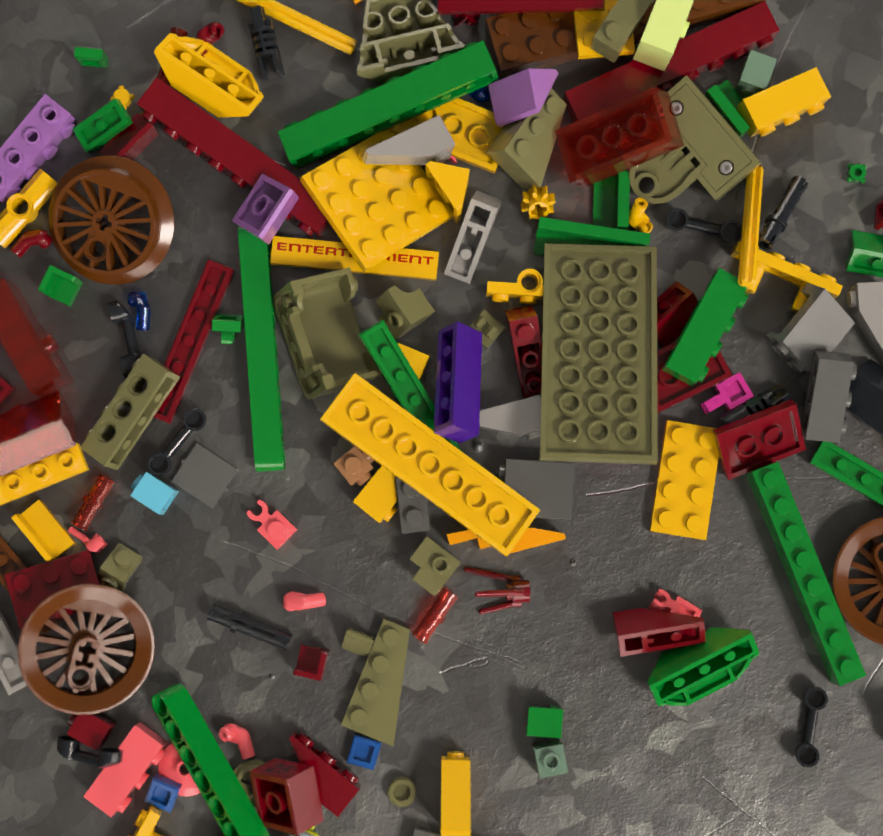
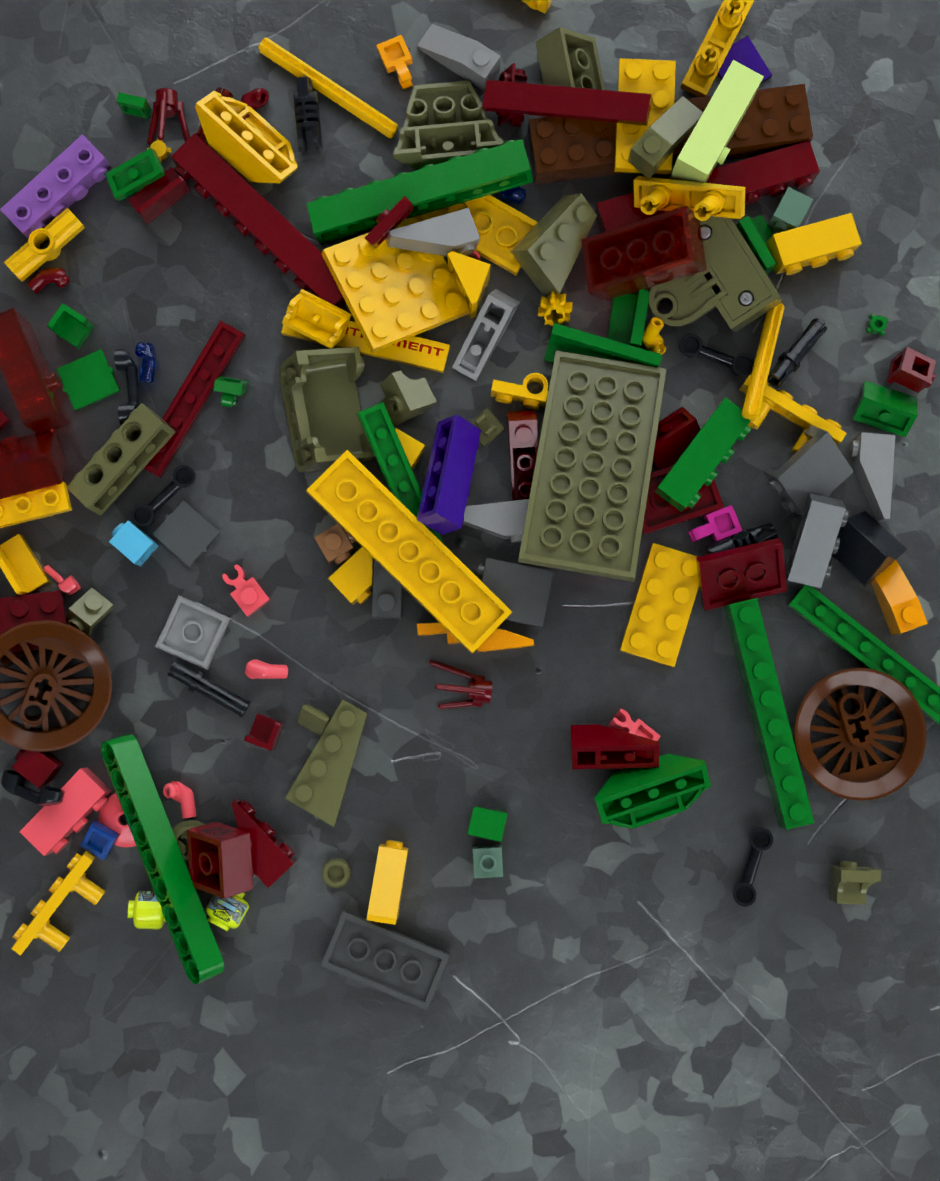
camera: 10 degrees right, 0 degrees up
(85, 336) = (88, 380): none -> green piece
(92, 502) = (71, 544): clear red pin -> none
(123, 53) = (165, 107): none -> dark red plant
(133, 181) = (155, 230): reddish brown piece -> none
(225, 573) = (193, 632): none -> light grey tile
(261, 353) = (260, 415): green beam -> none
(265, 208) = (283, 276): medium lavender slope -> none
(305, 245) = (317, 319): none -> yellow hinge
(363, 140) = (389, 221): none -> dark red plate
(364, 752) = (304, 828): blue tile -> none
(435, 566) = (400, 653): olive brick -> none
(435, 615) = (394, 703): clear red pin -> none
(521, 94) = (552, 198): medium lavender slope -> none
(668, 75) = (702, 198): none -> yellow plate

